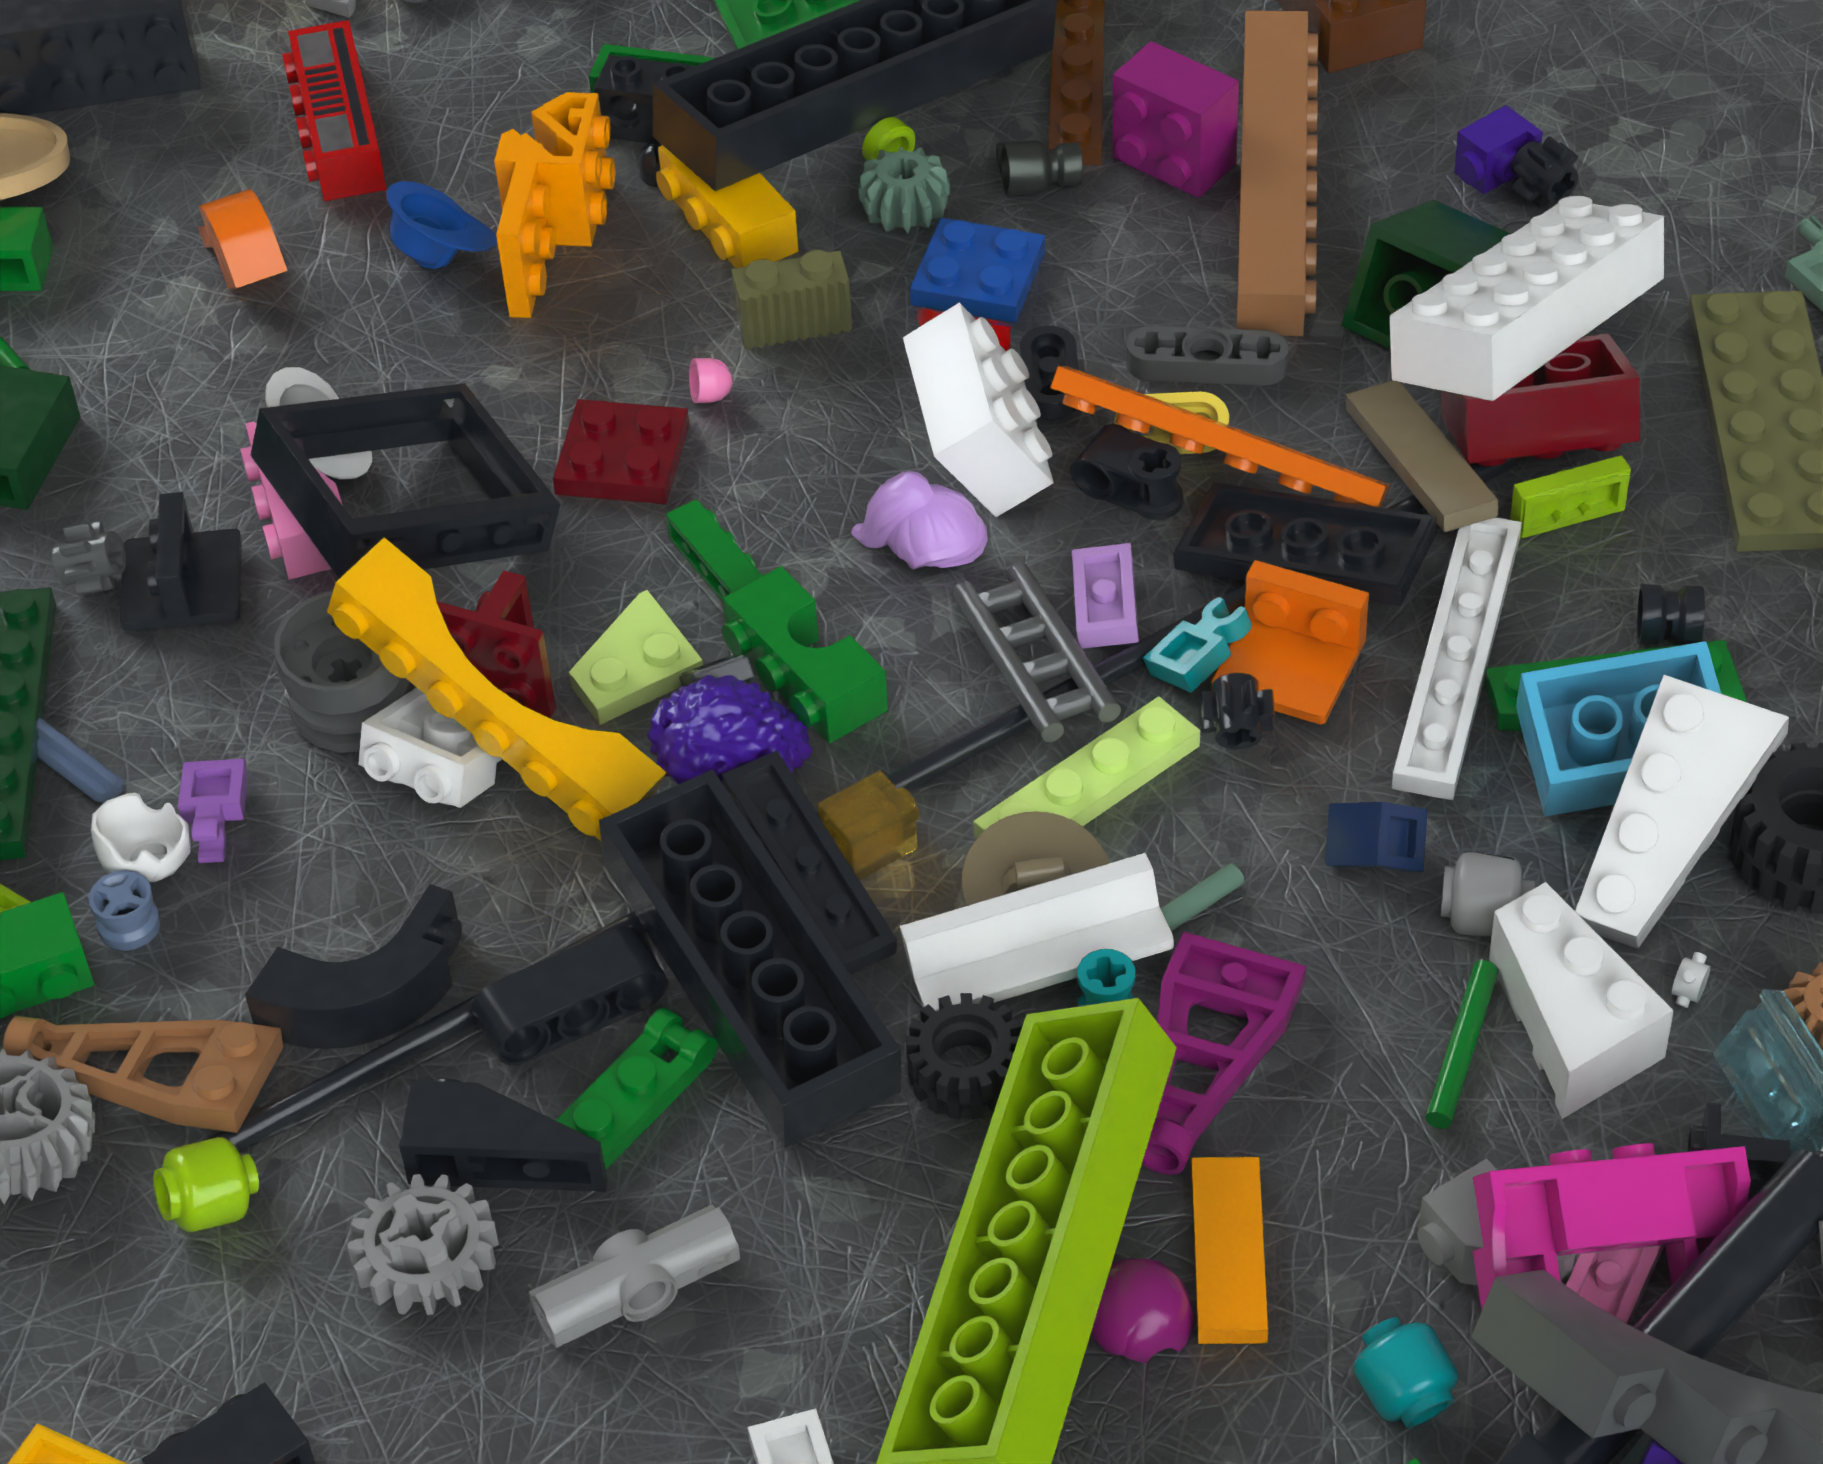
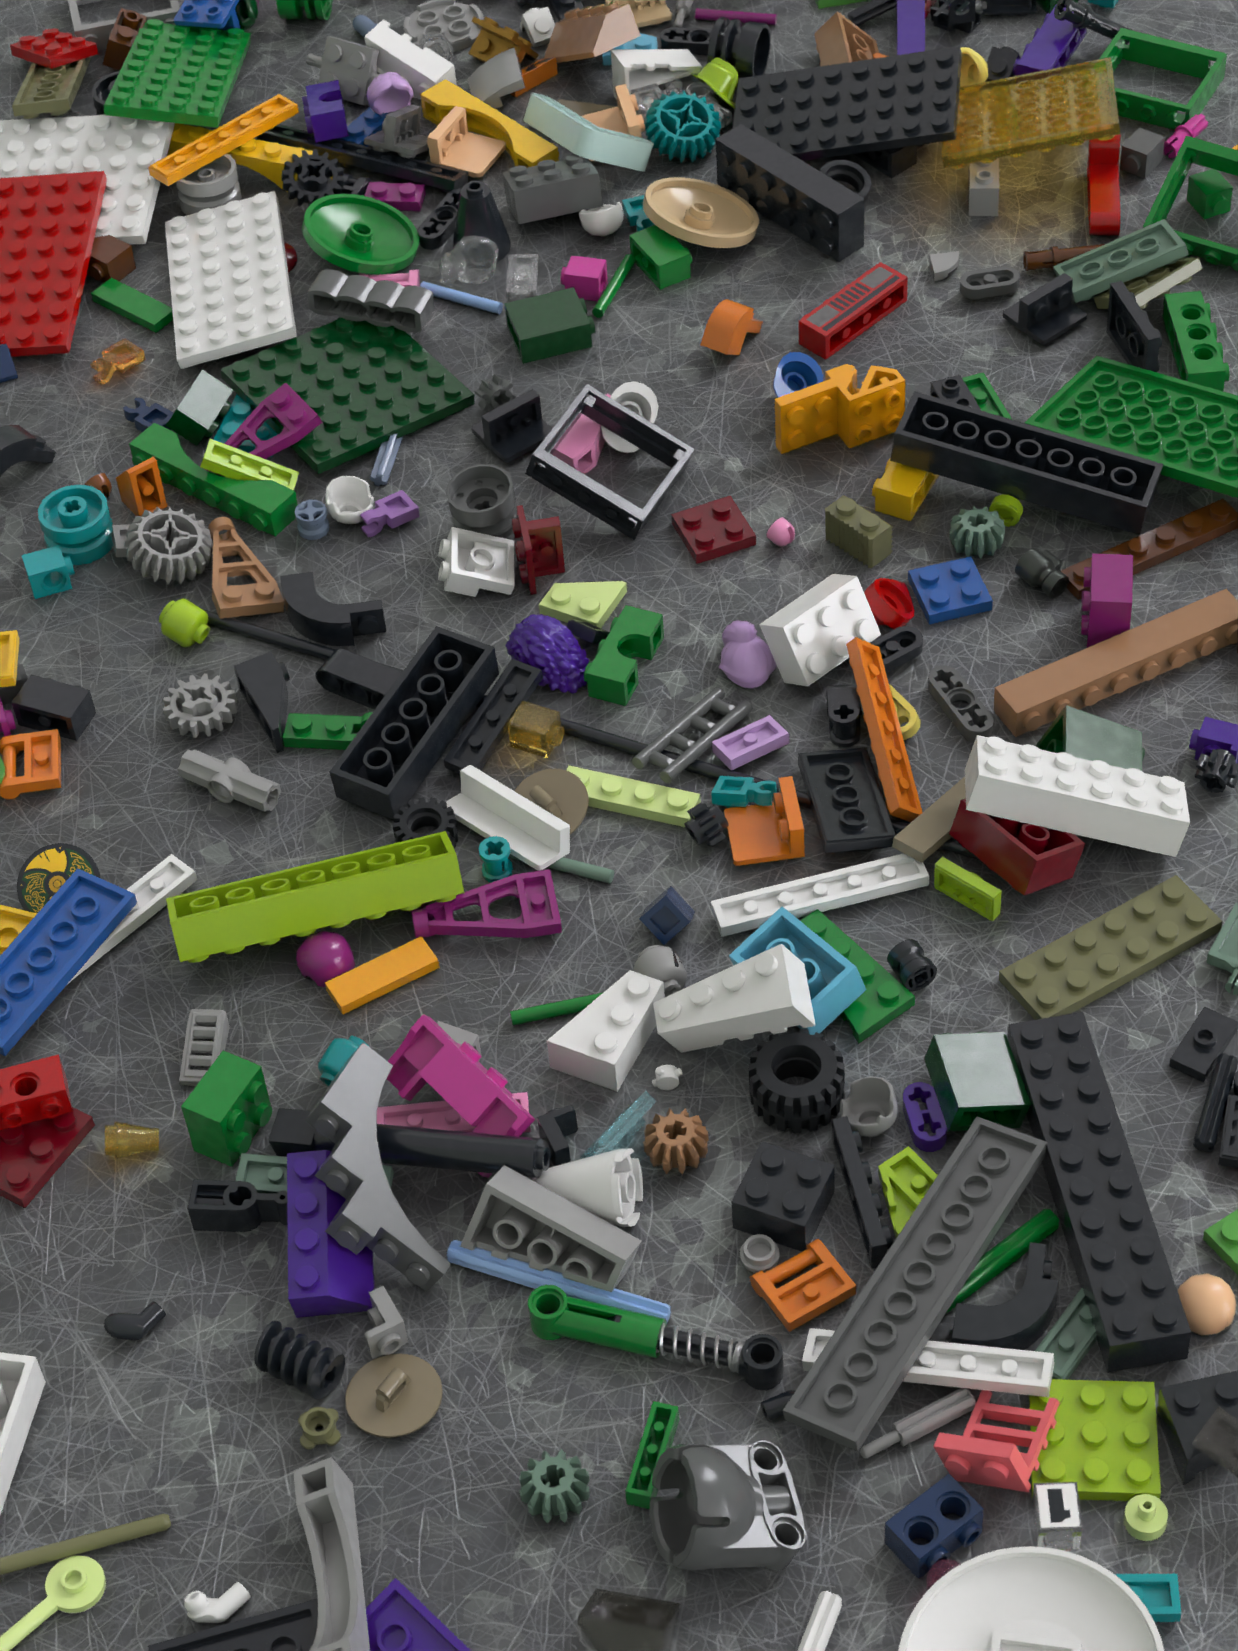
camera: 60 degrees right, 0 degrees up
(396, 614) = (496, 494): yellow arch -> none
(710, 549) = (671, 591): green piece -> none

